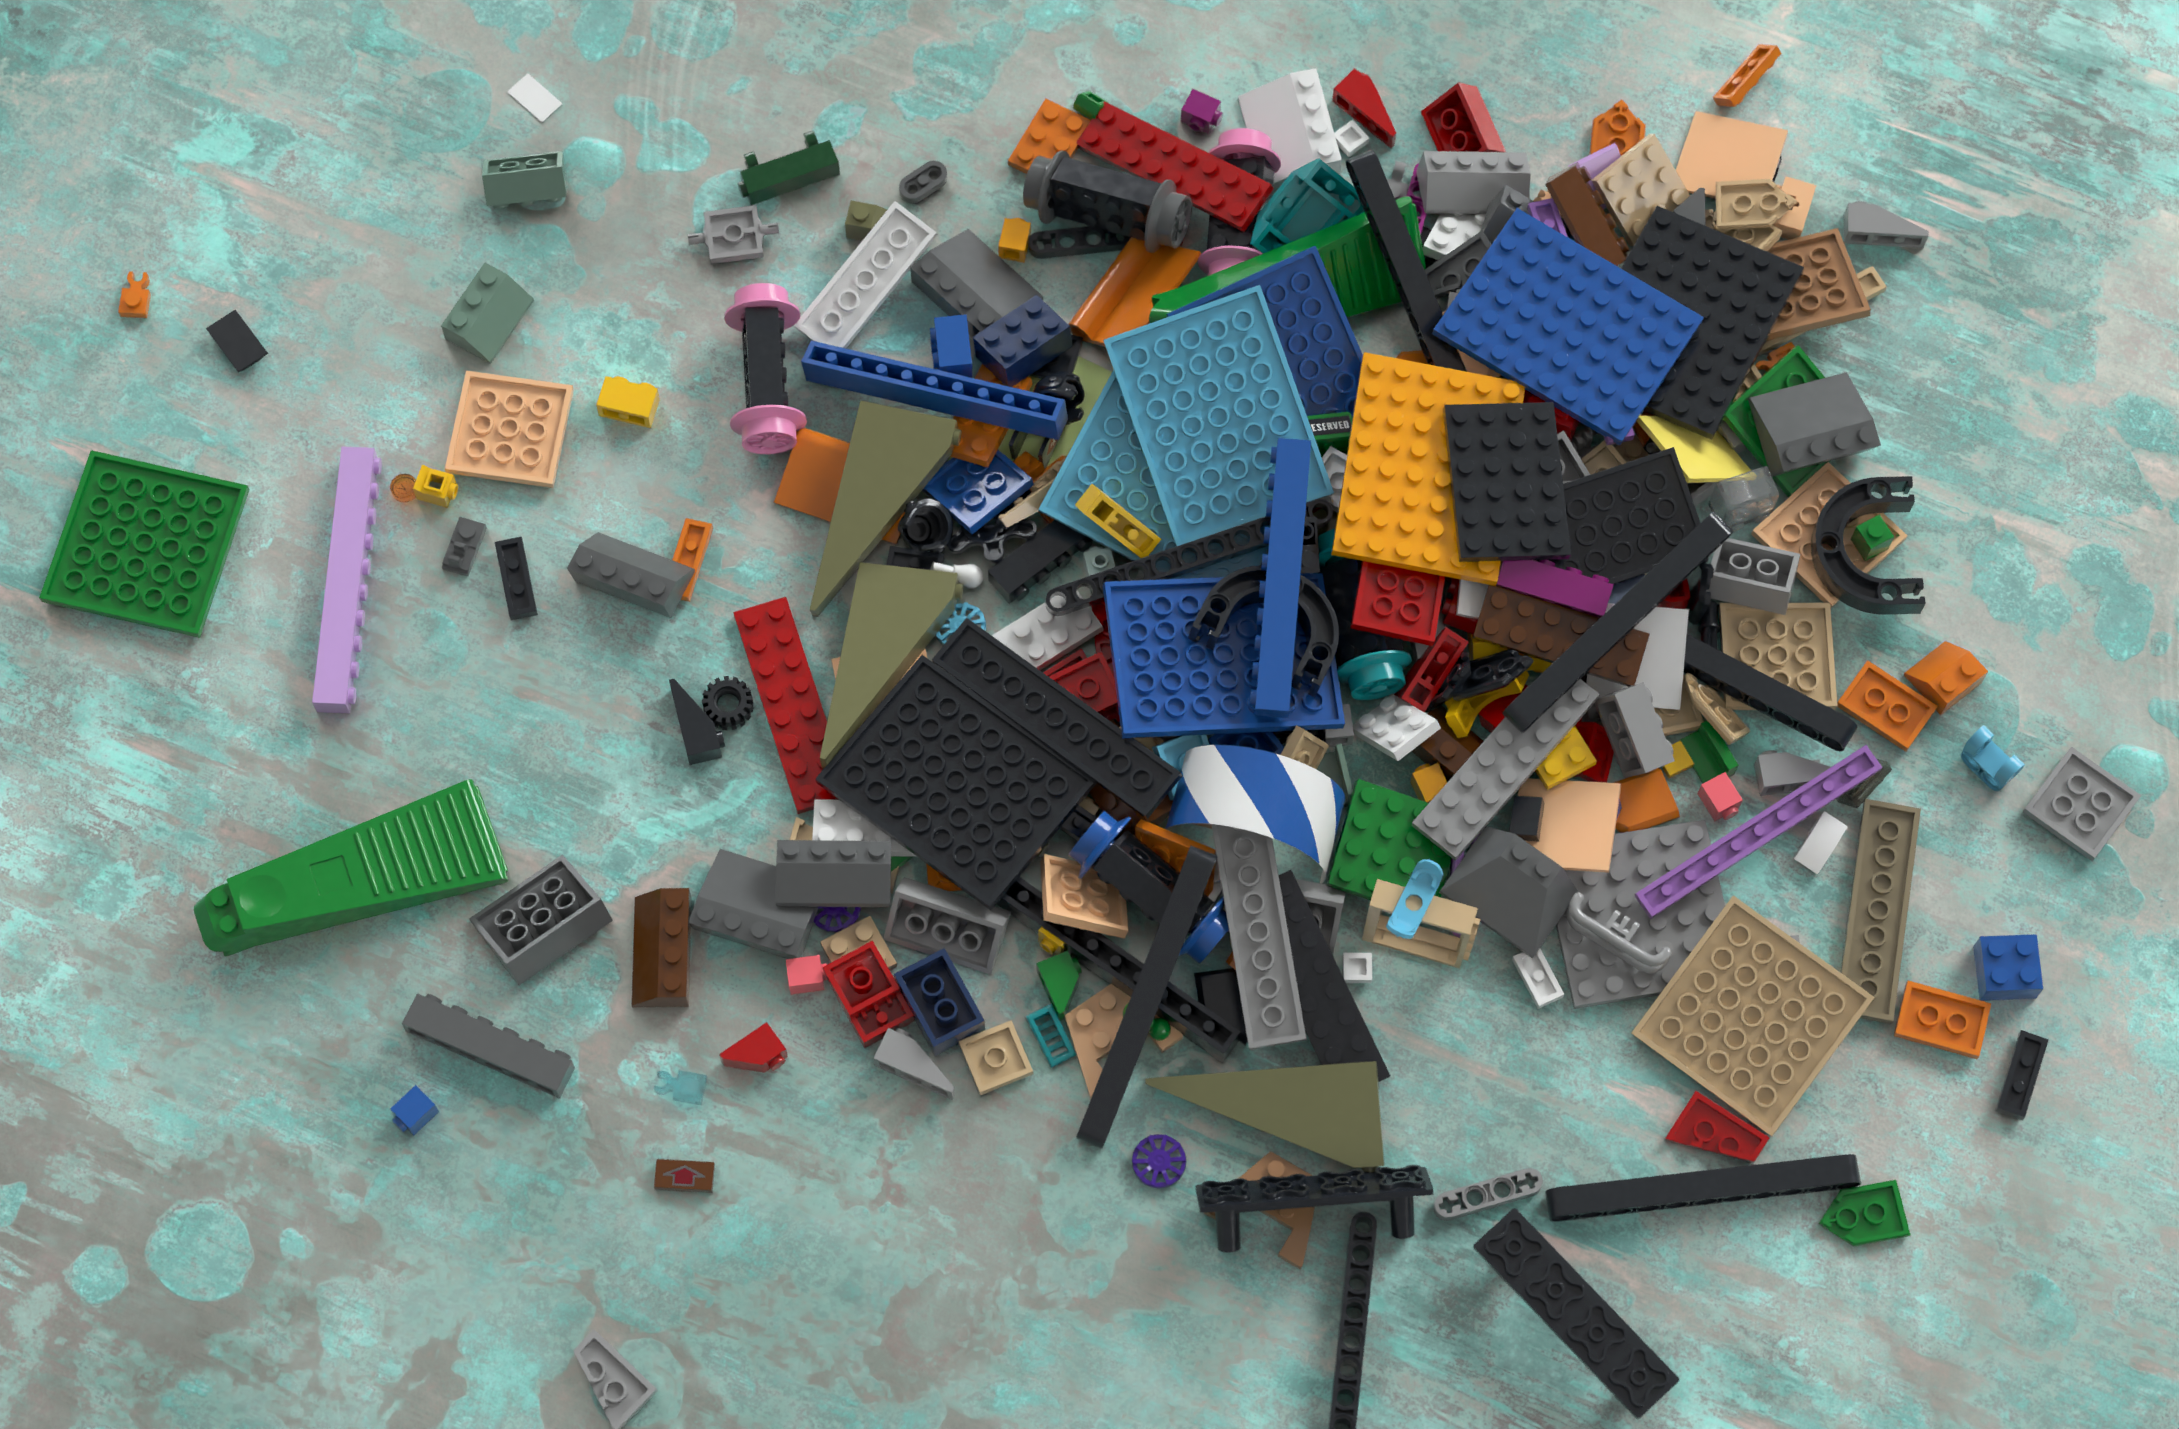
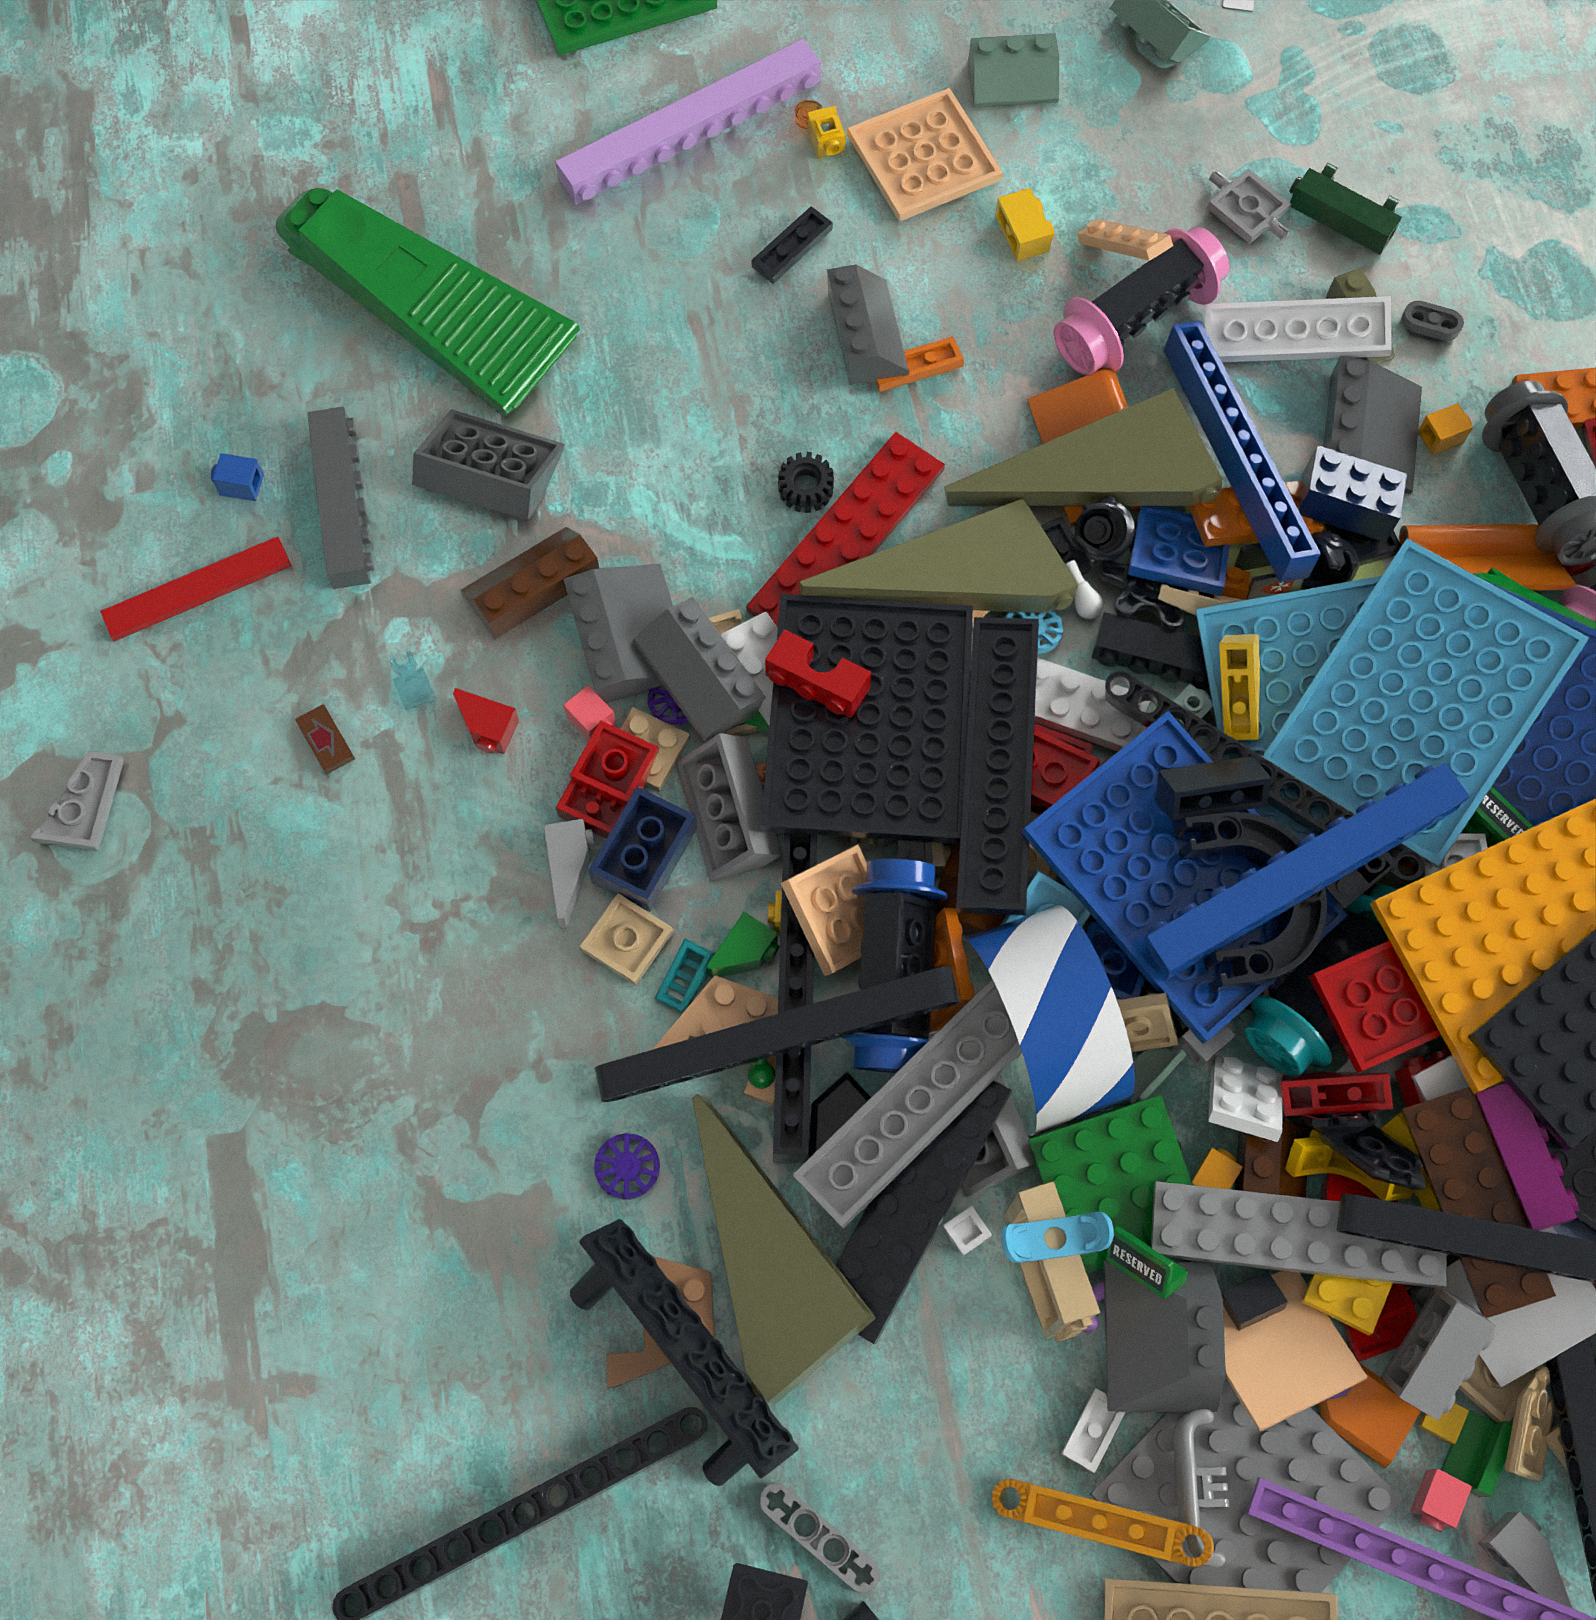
camera: 55 degrees right, 0 degrees up
(464, 546) = (791, 190): dark grey plate -> none
(486, 1198) = (195, 588): none -> red tile
(697, 729) = (756, 476): black slope -> none
(705, 343) = (1124, 239): none -> light nougat plate
(885, 807) = (837, 689): none -> red arch
(951, 345) = (1296, 437): blue brick -> none
(1080, 246) = (1488, 490): black beam -> none
(1182, 593) = (1213, 788): none -> black brick
(1464, 865) = (1145, 1264): none -> panel
(1597, 1009) = (1102, 1522): none -> light orange plate

